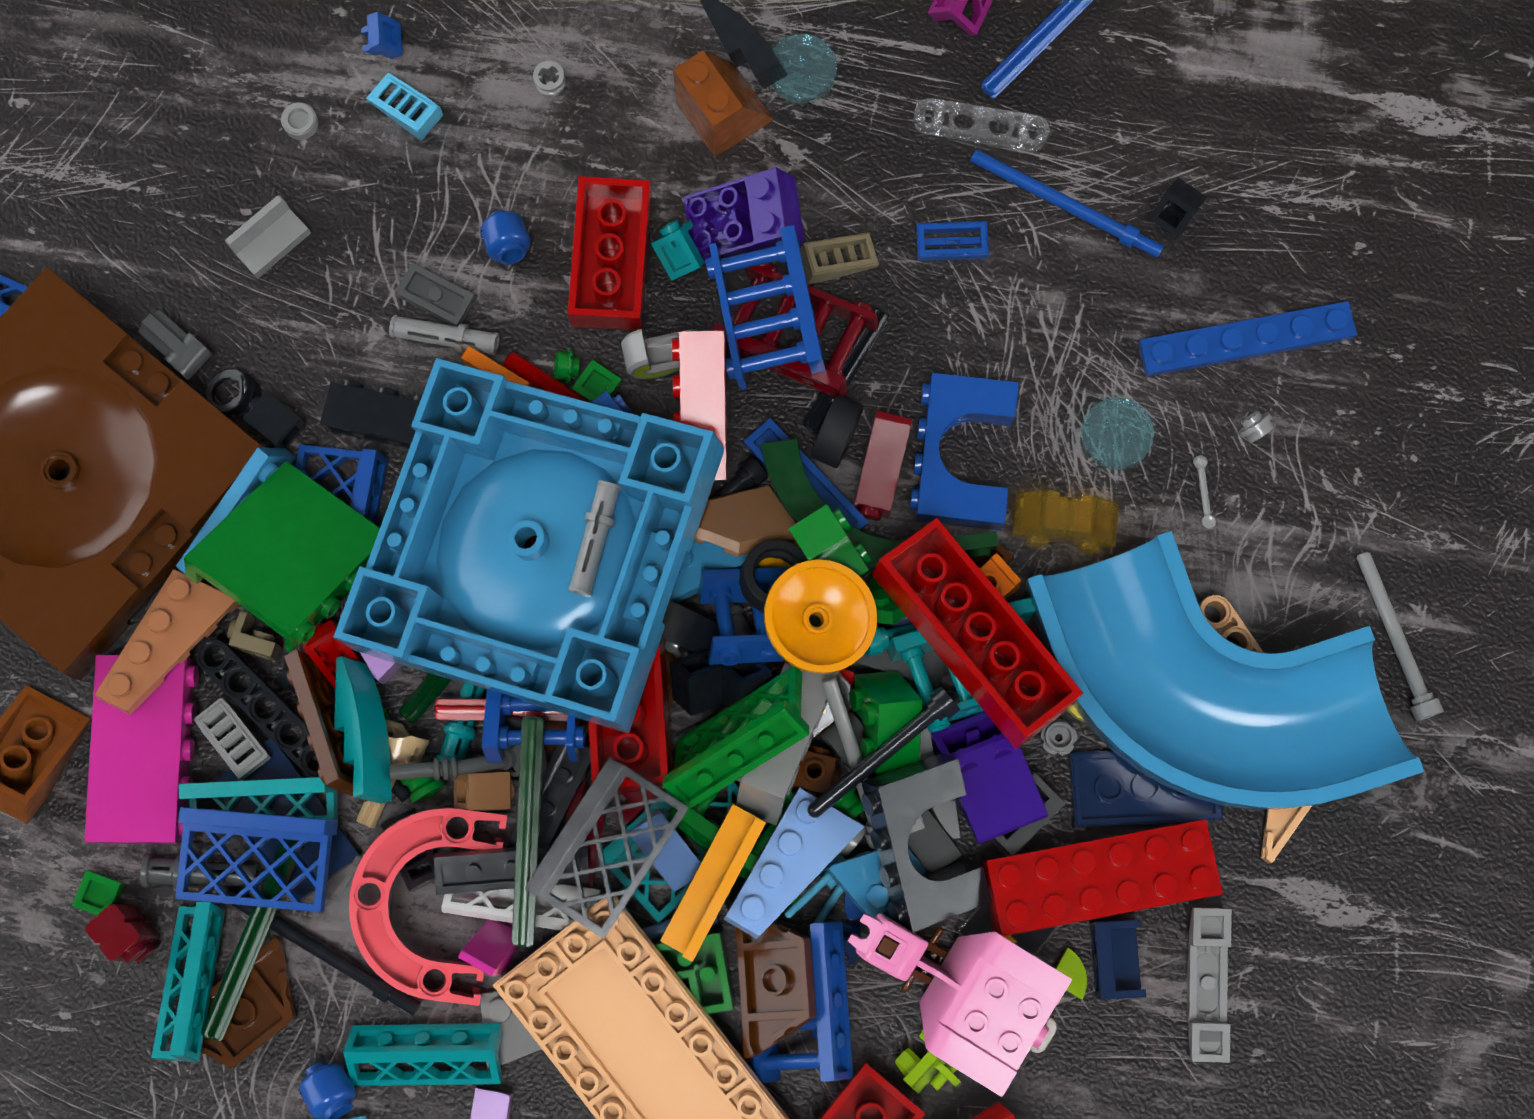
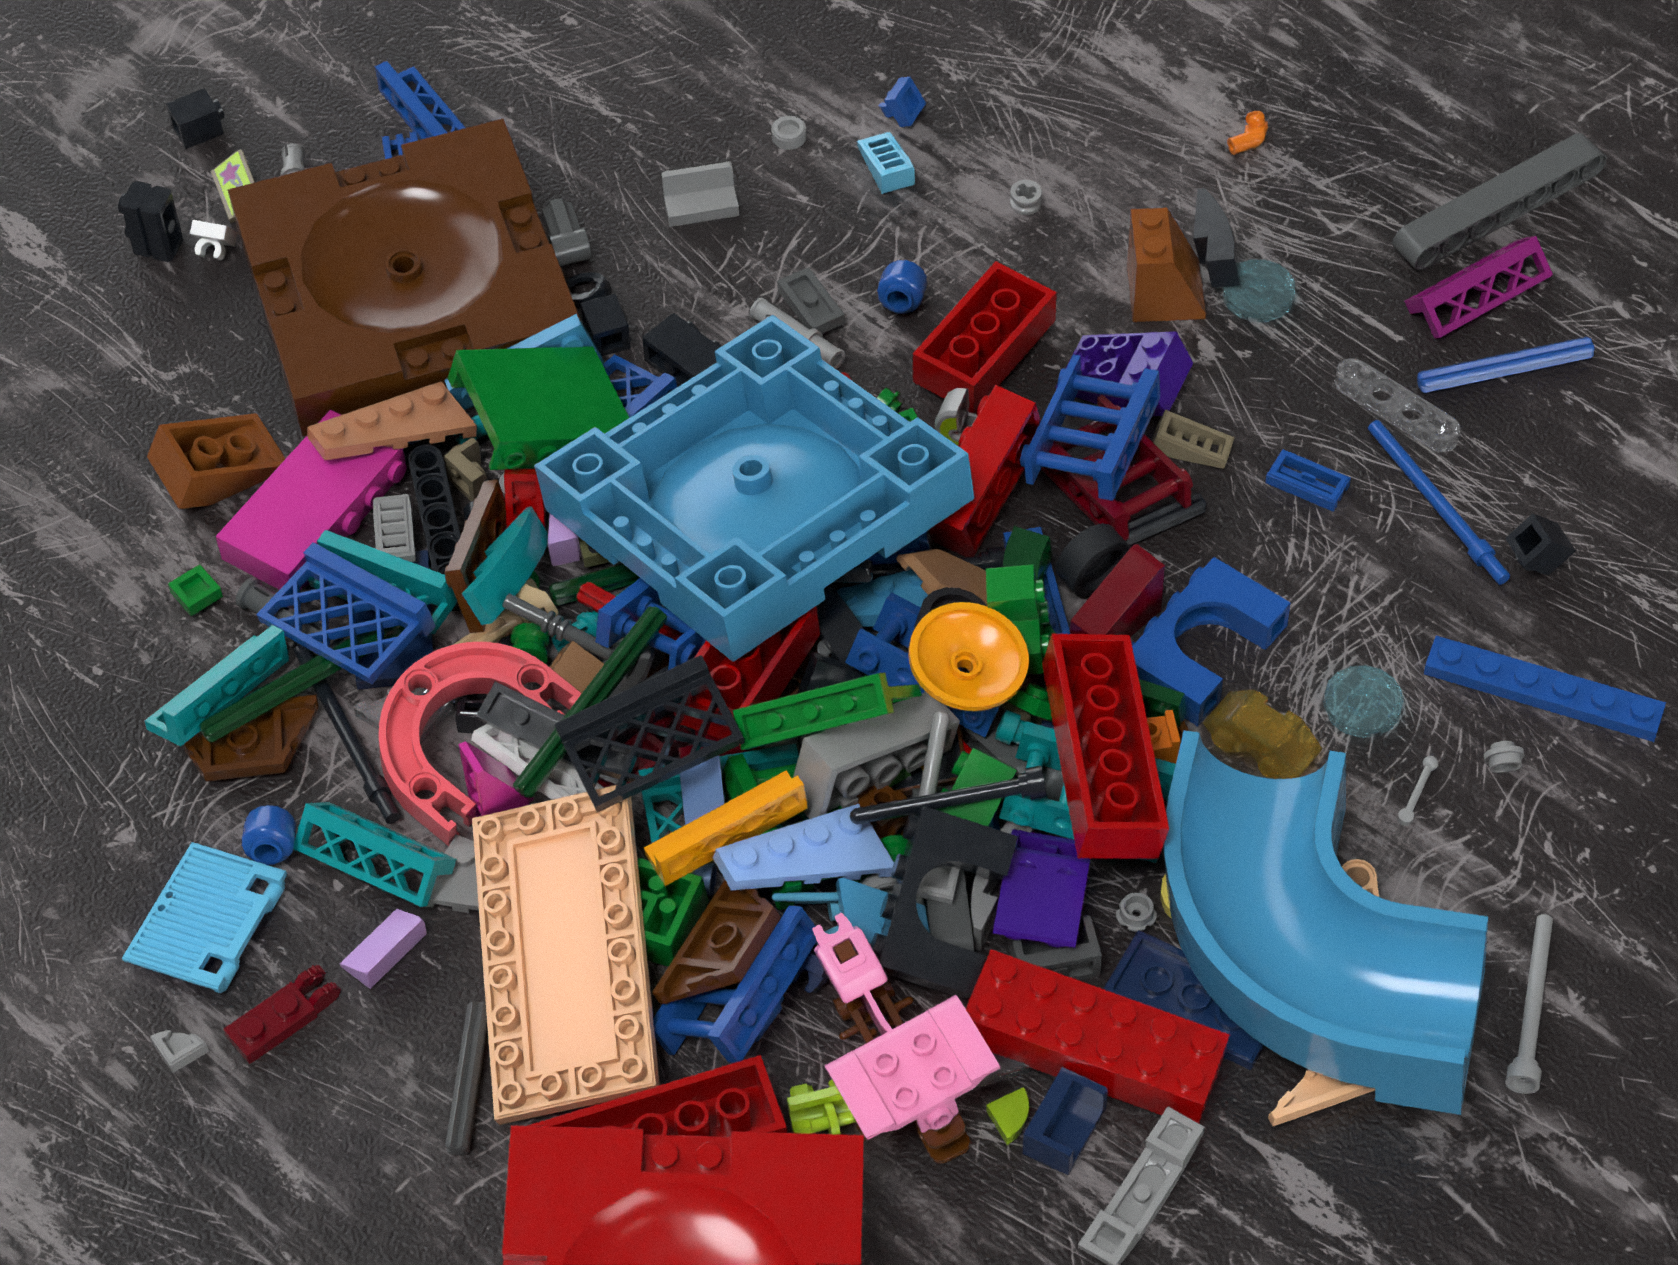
camera: 35 degrees right, 25 degrees down
(123, 934) = (194, 618): dark red brick -> none
(599, 522) = (820, 487): light grey pin -> none
(677, 249) = (1045, 363): teal bracket -> none

